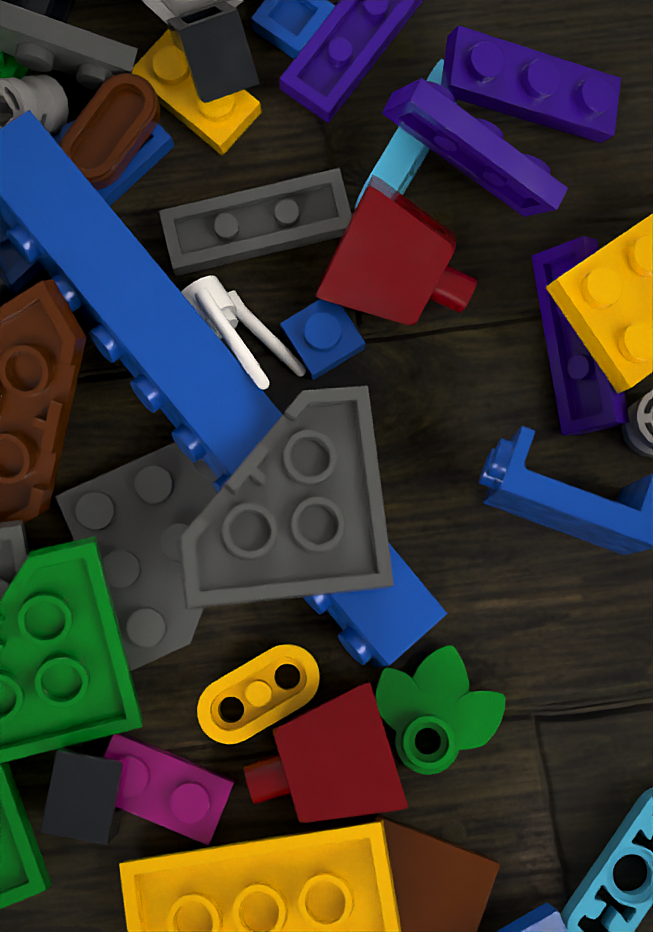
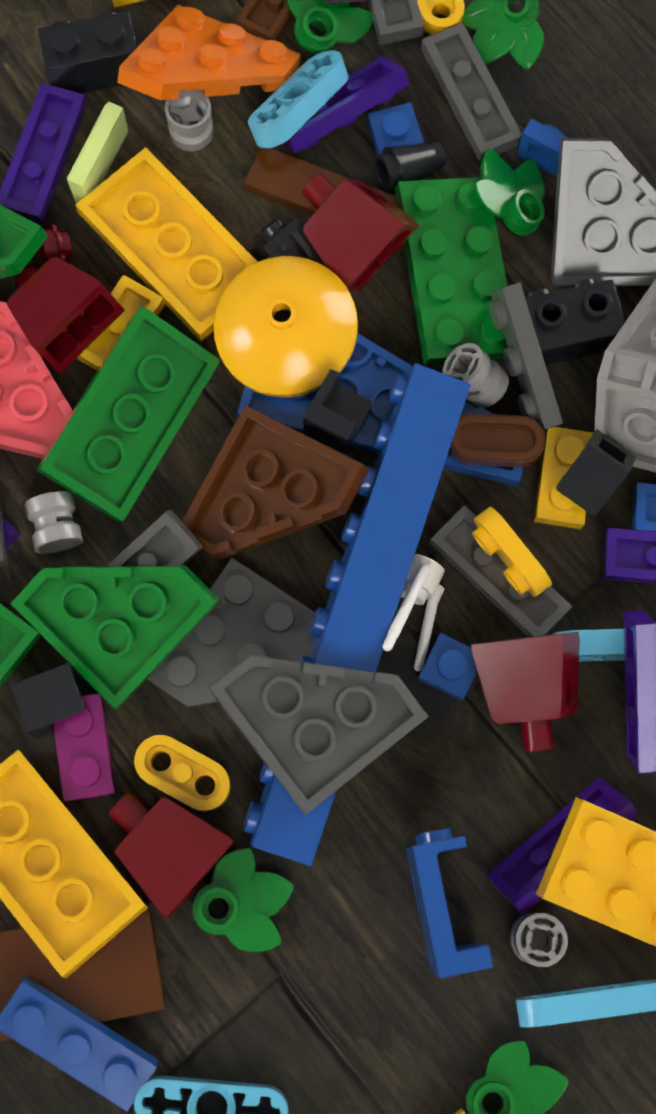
camera: 55 degrees right, 5 degrees down
(220, 191) = (523, 569): none -> yellow plate

